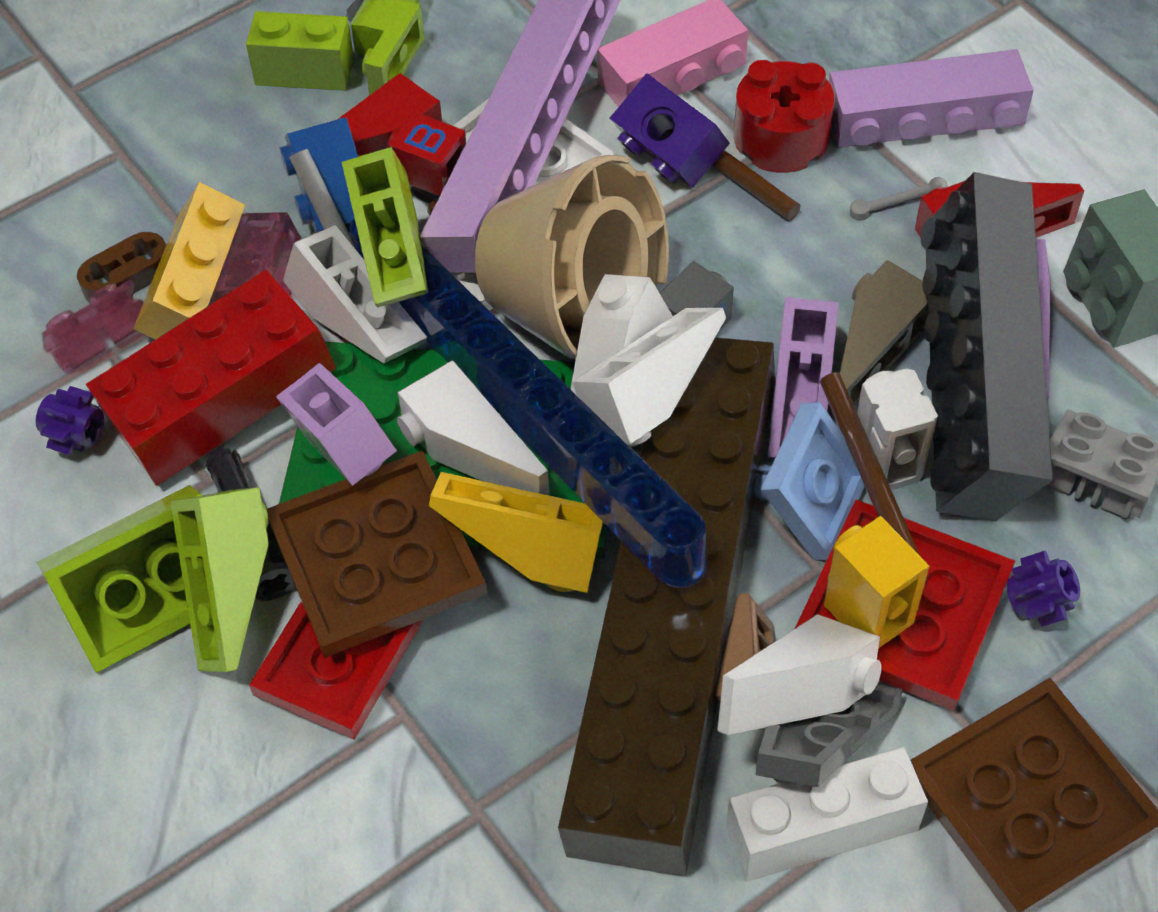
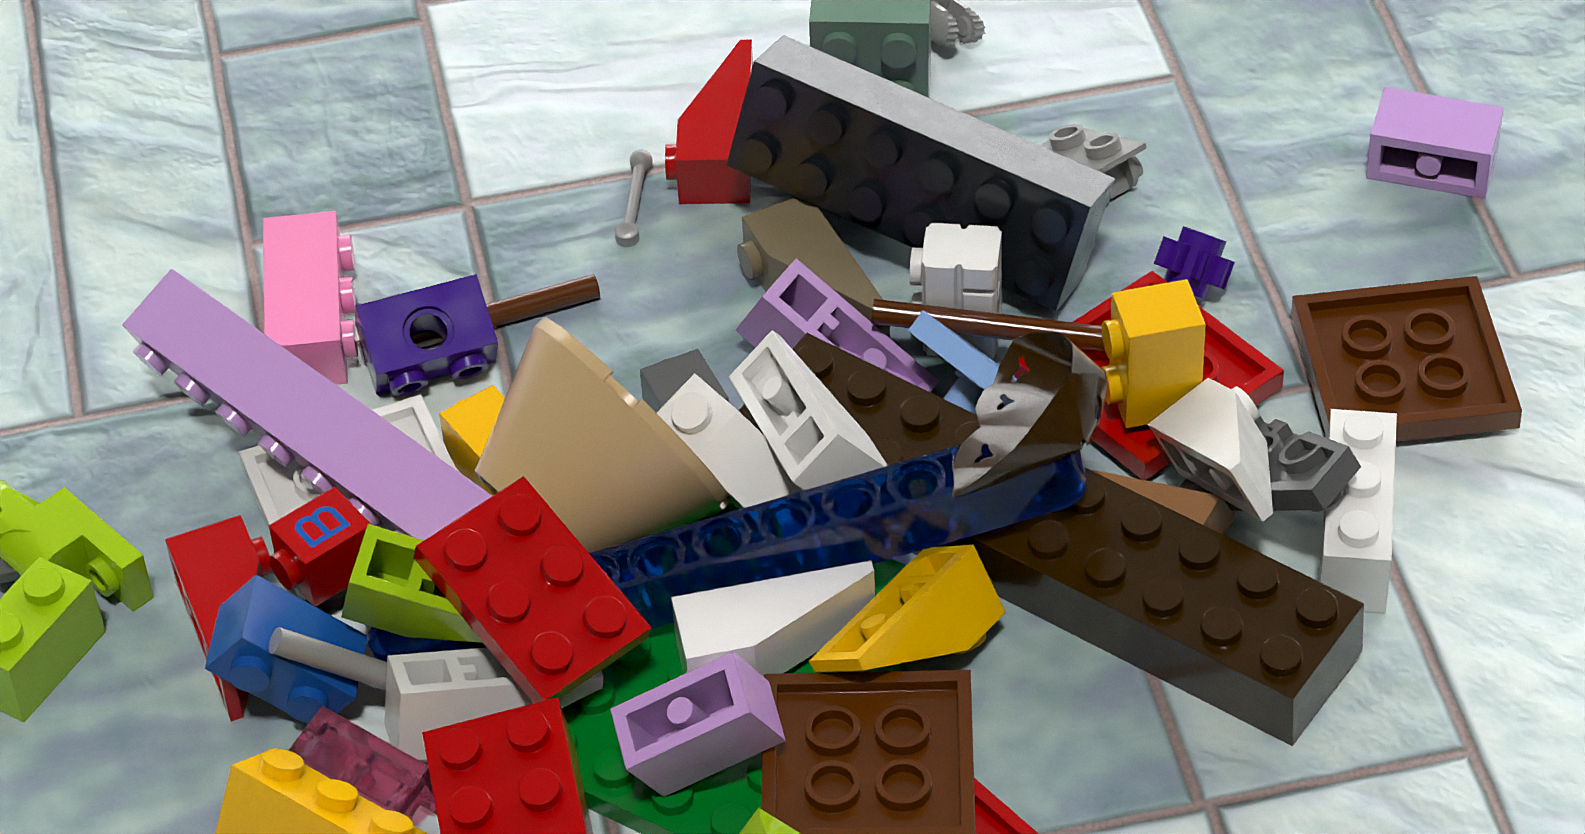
camera: 65 degrees left, 10 degrees down
(396, 271) = (531, 592): none -> red plate
(683, 512) = (1050, 418): none -> dark brown piece
(783, 114) = (469, 226): red brick -> none
(930, 98) = (525, 118): lavender brick -> none

